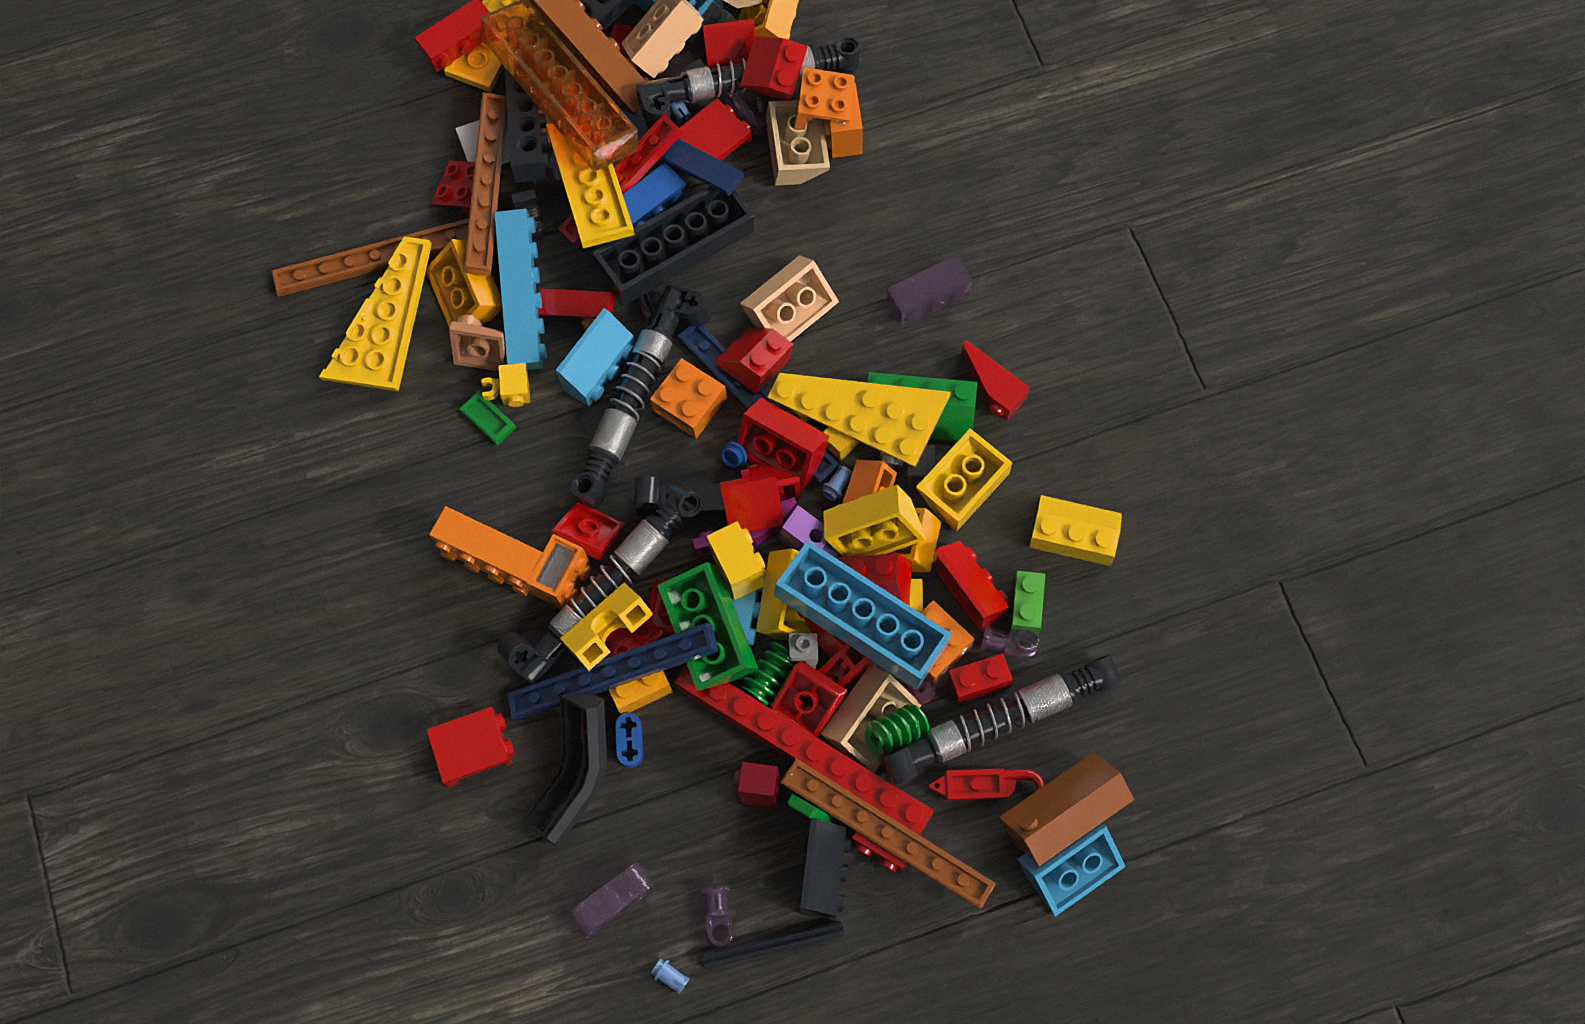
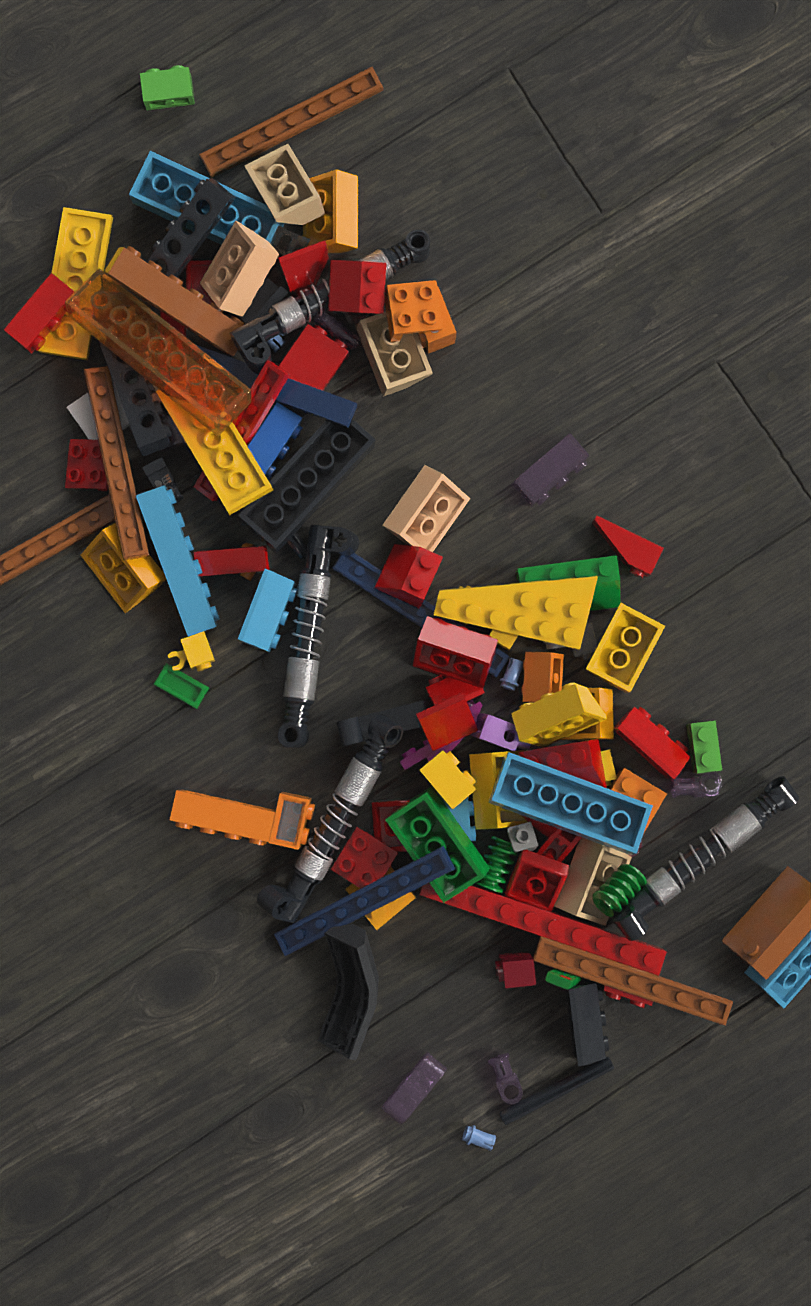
camera: 20 degrees left, 15 degrees up
(382, 329) = (60, 630): yellow wing -> none
(470, 745) = (257, 989): red panel -> none
(476, 345) = (154, 622): nougat slope -> none
(589, 529) = (304, 773): red tile -> none
(618, 610) = (334, 876): yellow arch -> none
(636, 740) = (396, 946): blue beam -> none
(688, 398) = (359, 627): orange piece -> none
(733, 455) = (413, 670): blue plate -> none
(980, 678) = (678, 824): red brick -> none
(983, 783) = (701, 913): red plate -> none
(1076, 530) = (731, 667): yellow slope -> none

